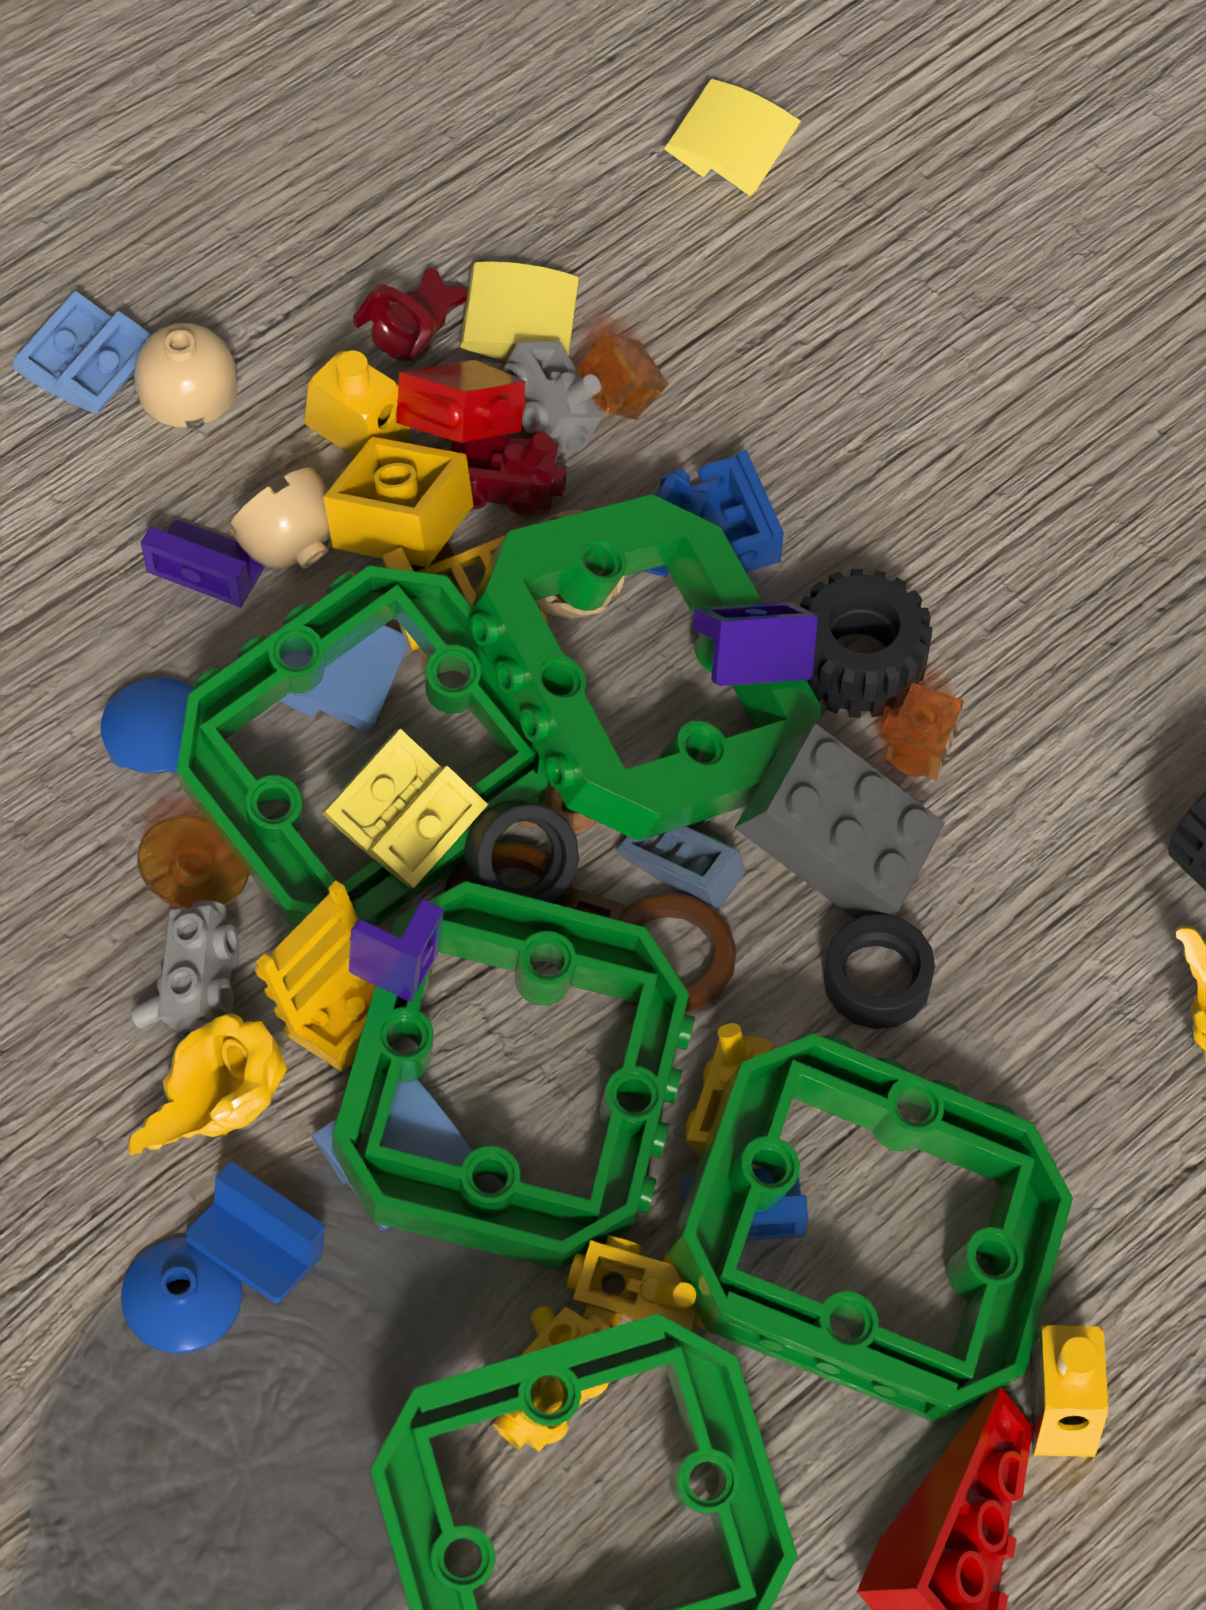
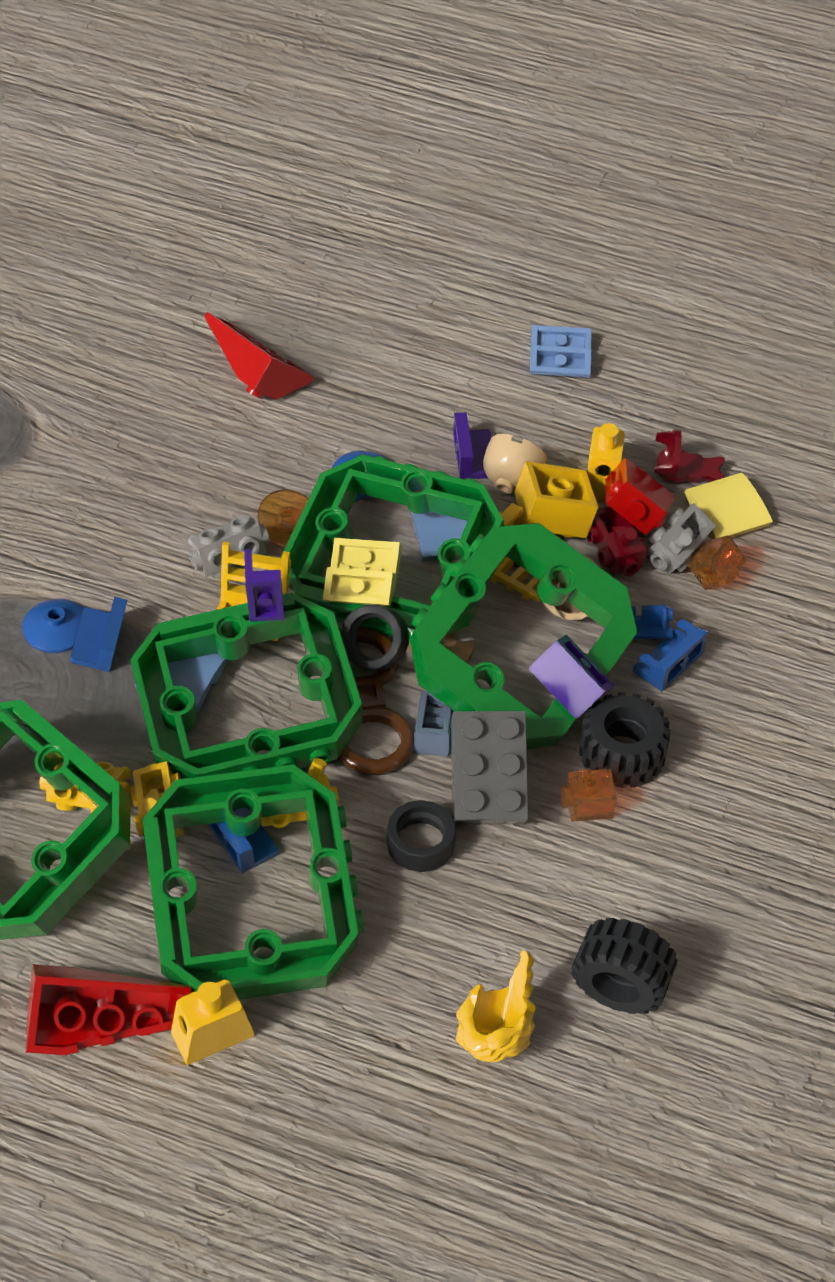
camera: 60 degrees right, 10 degrees down
(185, 375) = (577, 392): tan cylinder -> none
(215, 1083) = (170, 581): yellow hair -> none

